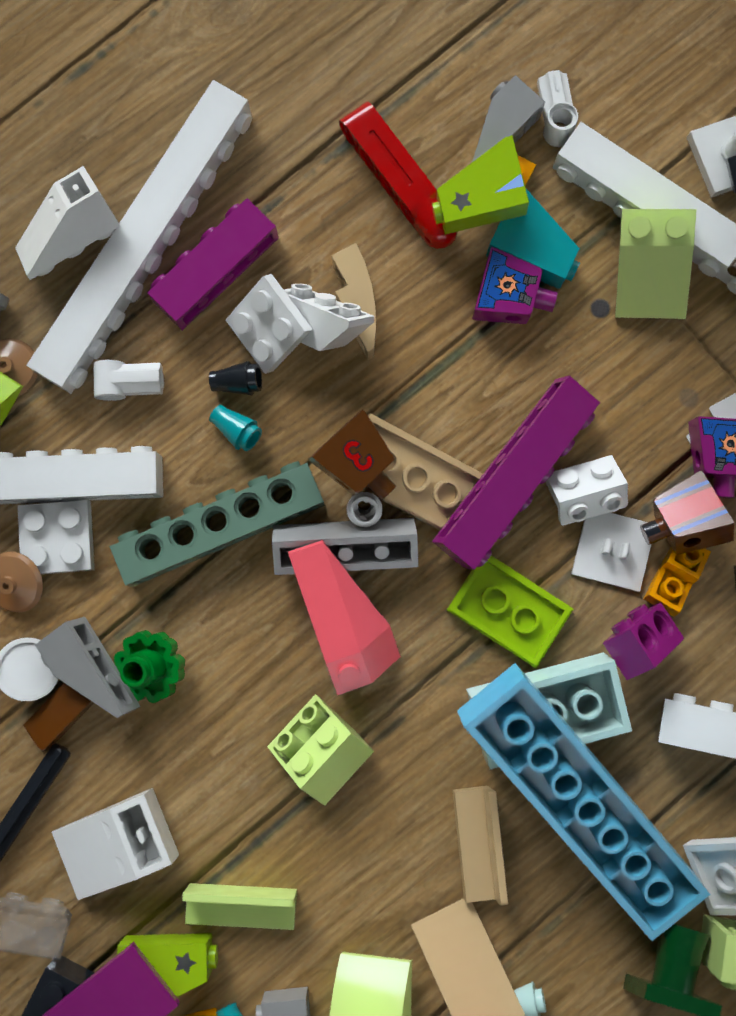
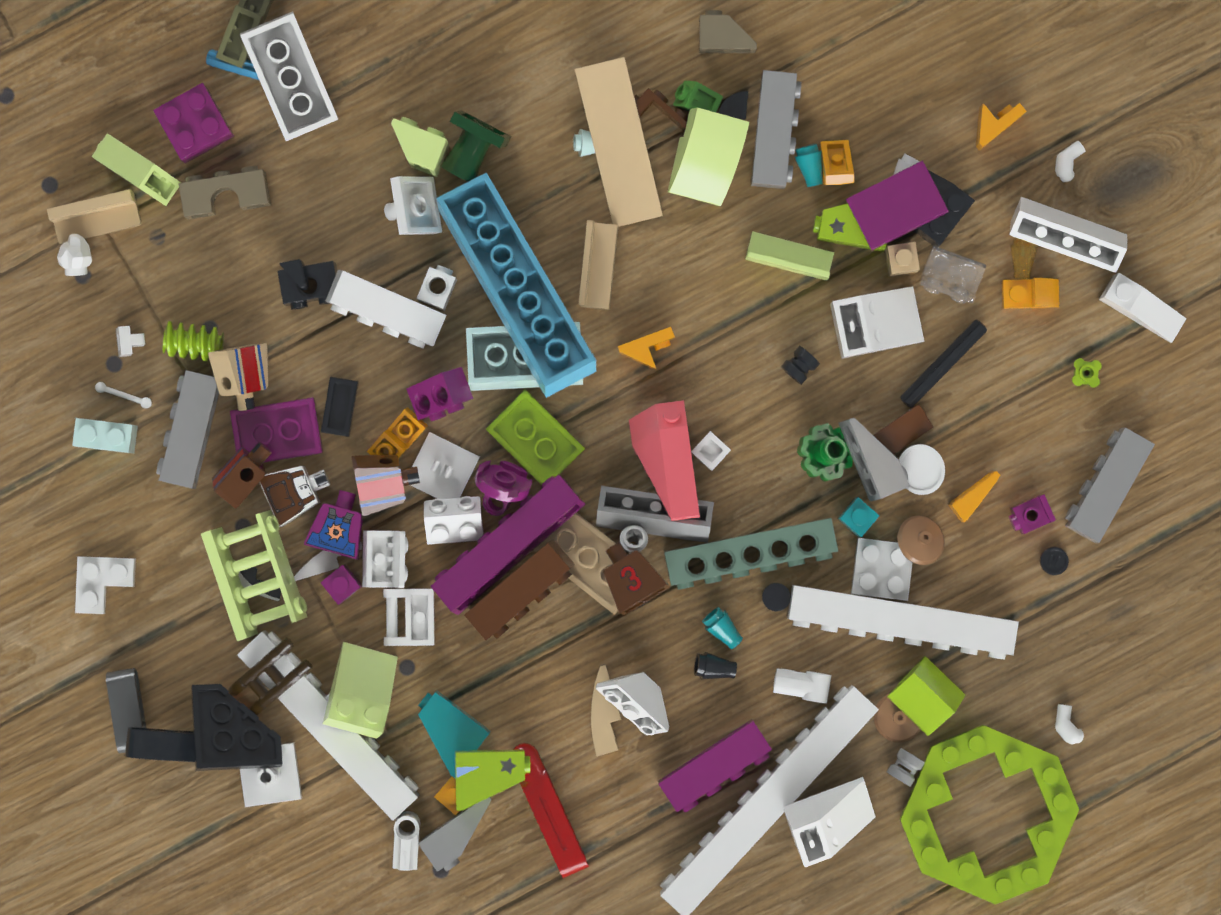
camera: 175 degrees left, 5 degrees up
(93, 594) = (858, 517): none -> teal brick
(95, 934) = (902, 259): none -> tan brick
(179, 478) = (776, 597): none -> black tile
(201, 768) = (799, 366): none -> black wheel
(268, 323) = (680, 704): white plate -> none
(291, 638) = (710, 451): none -> white plate
(319, 750) = (705, 361): yellowish green slope -> none
(405, 748) = (639, 348): none -> light orange slope
(489, 421) = (519, 590): none -> reddish brown brick
(511, 290) = (478, 694): torso -> none
(540, 543) = (502, 482): none -> magenta tile
(602, 365) = (418, 617): none -> white plate
(660, 426) = (384, 559): none -> white bracket
(666, 759) = (437, 300): none -> white brick
(705, 385) = (341, 584): none -> magenta brick

